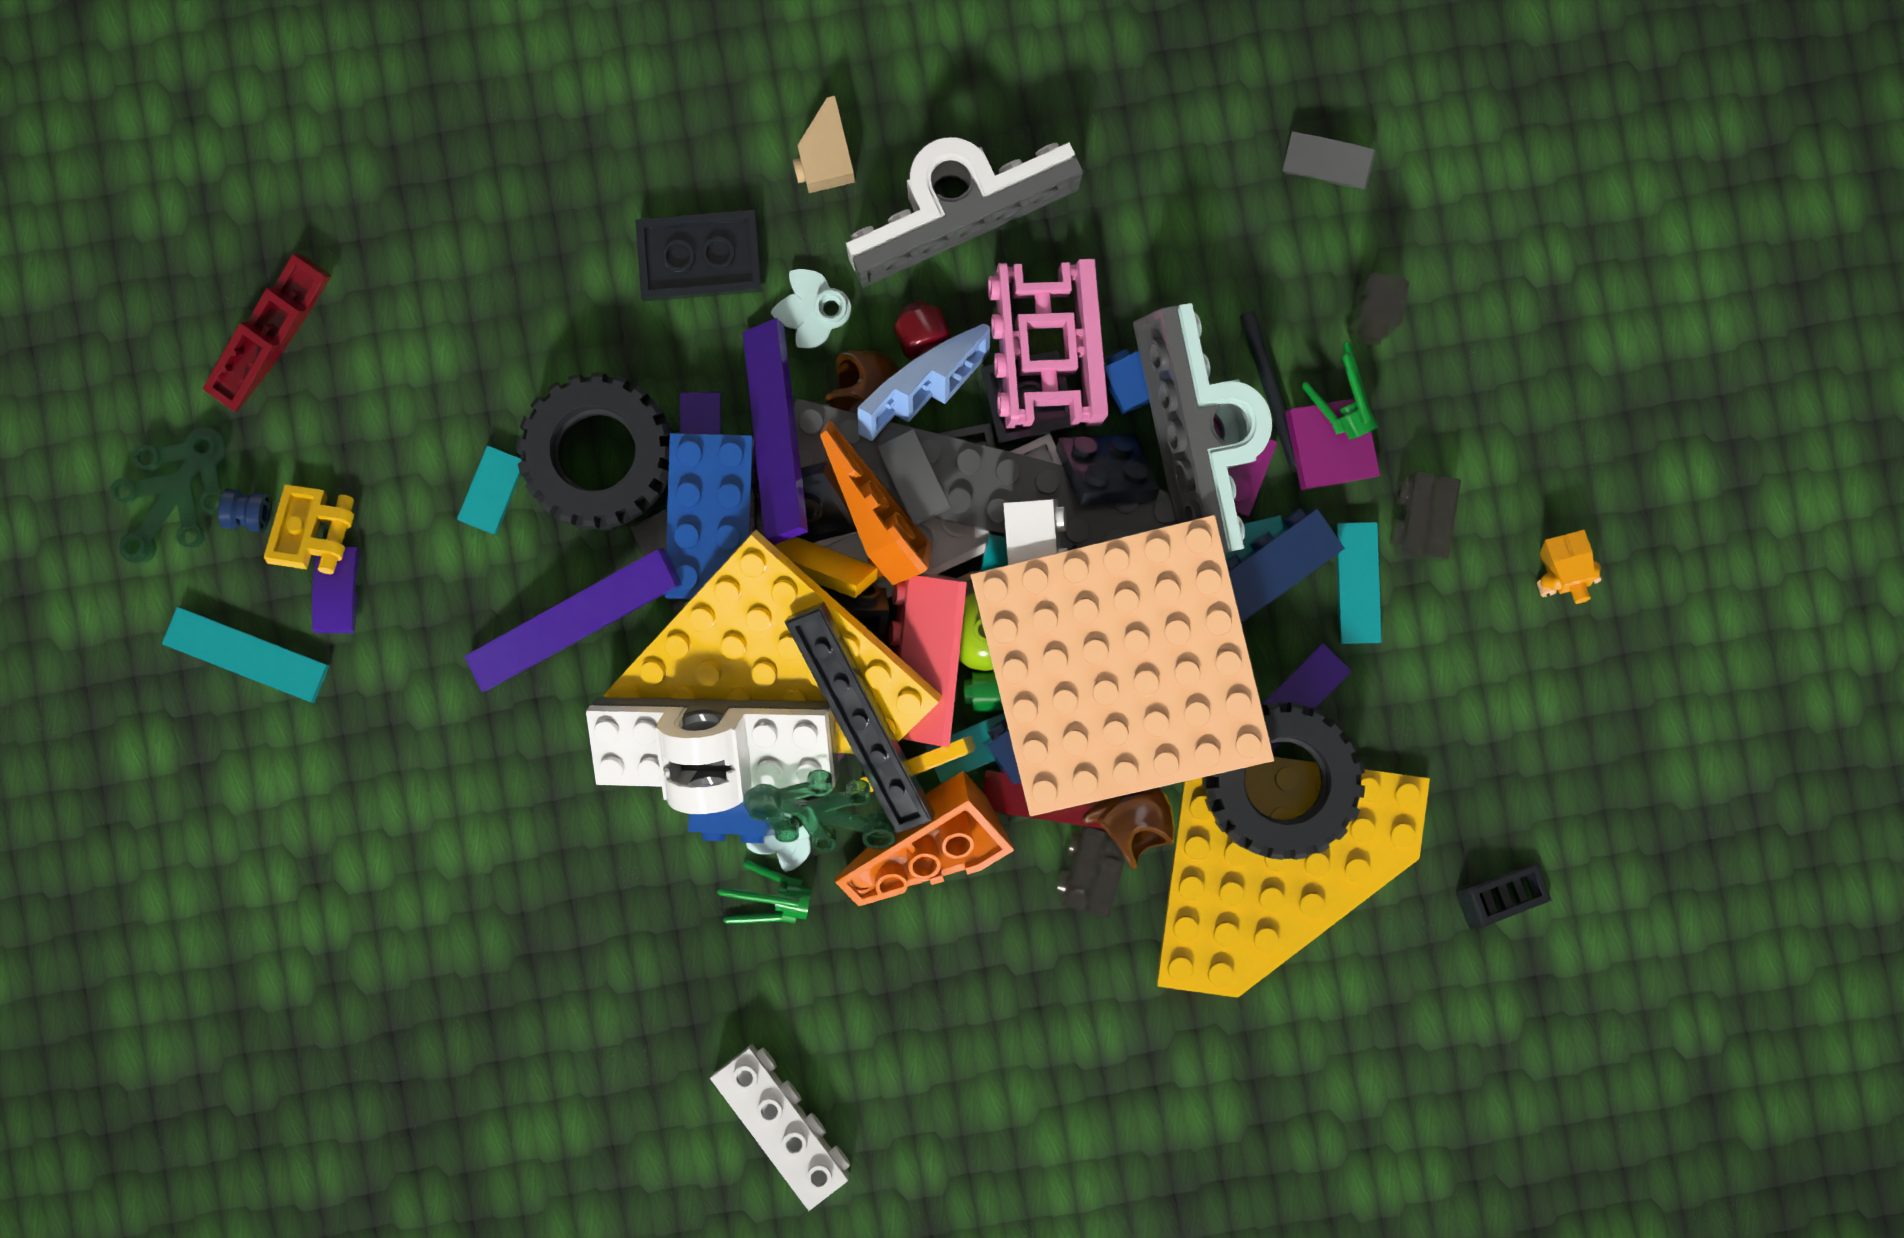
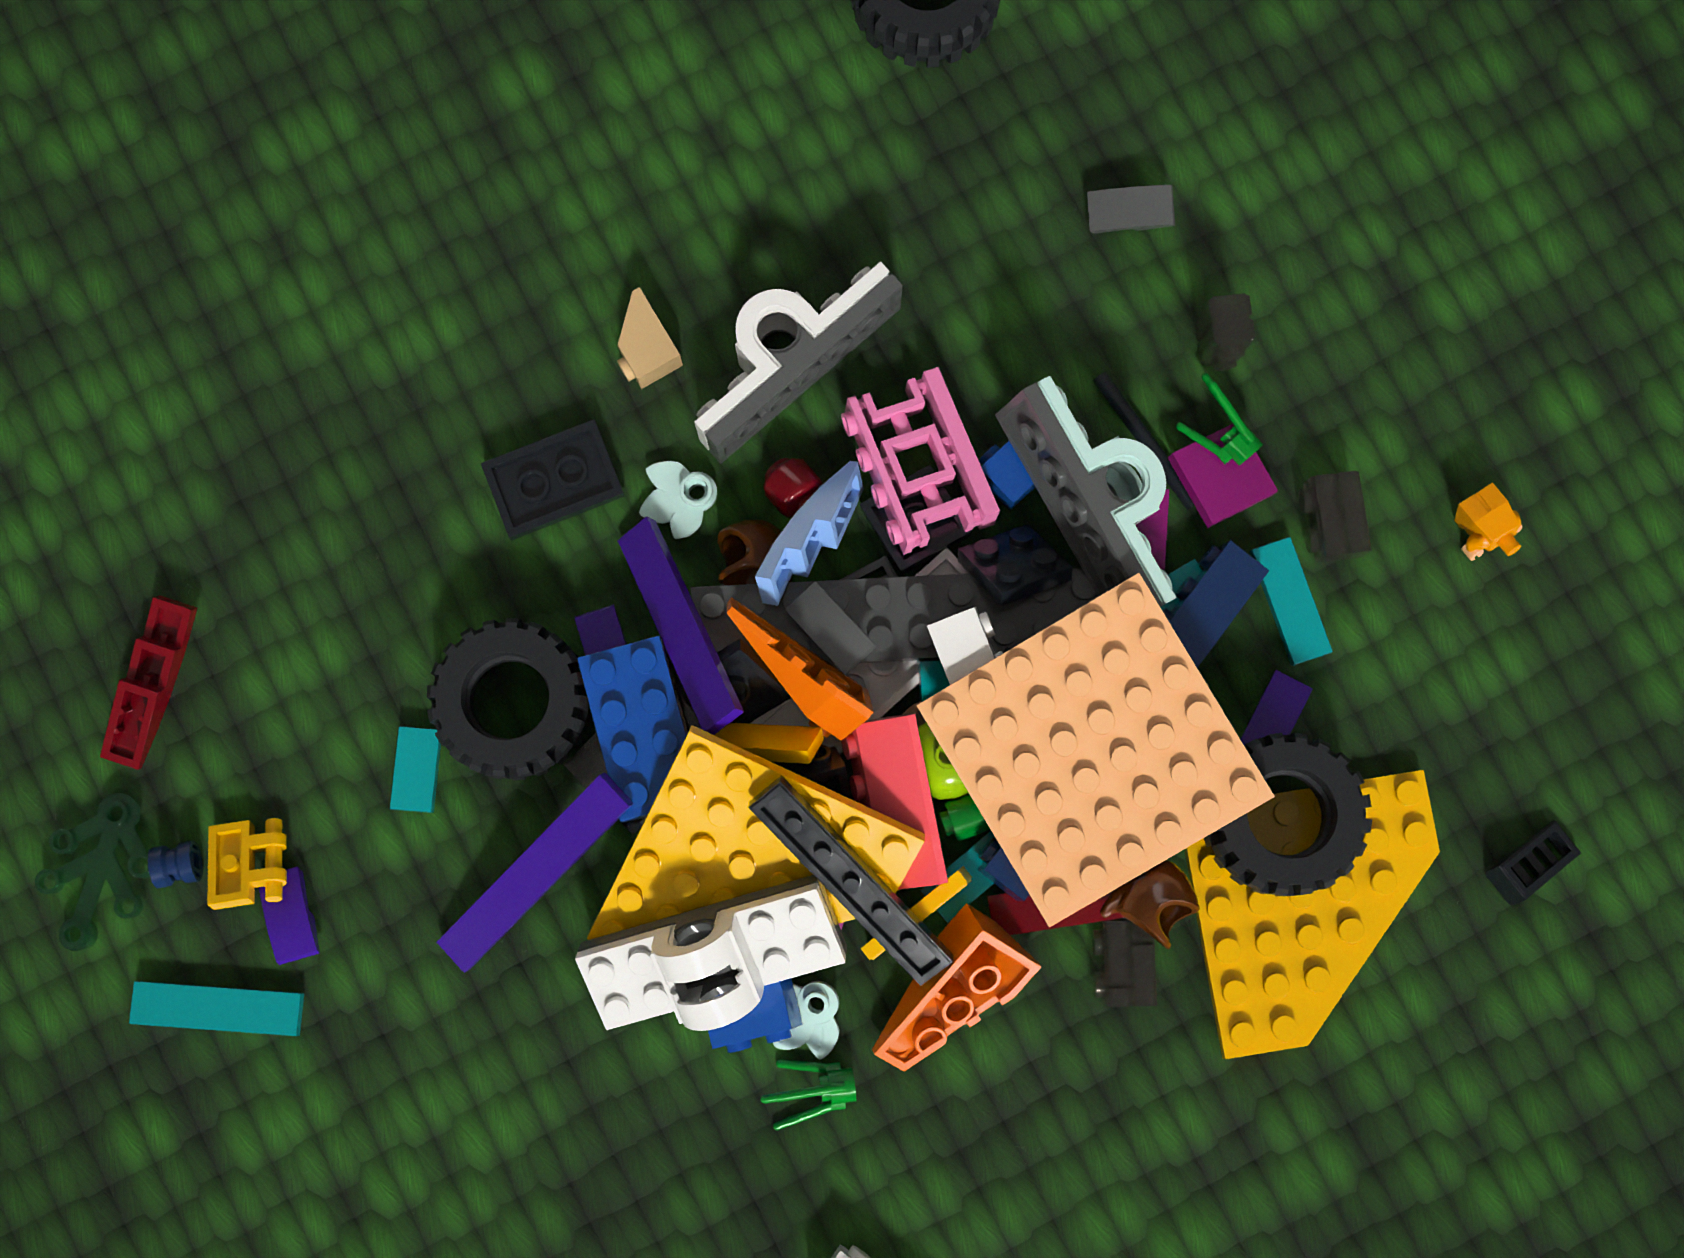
camera: 15 degrees left, 5 degrees down
(770, 803) = (786, 993): clear green plant -> none

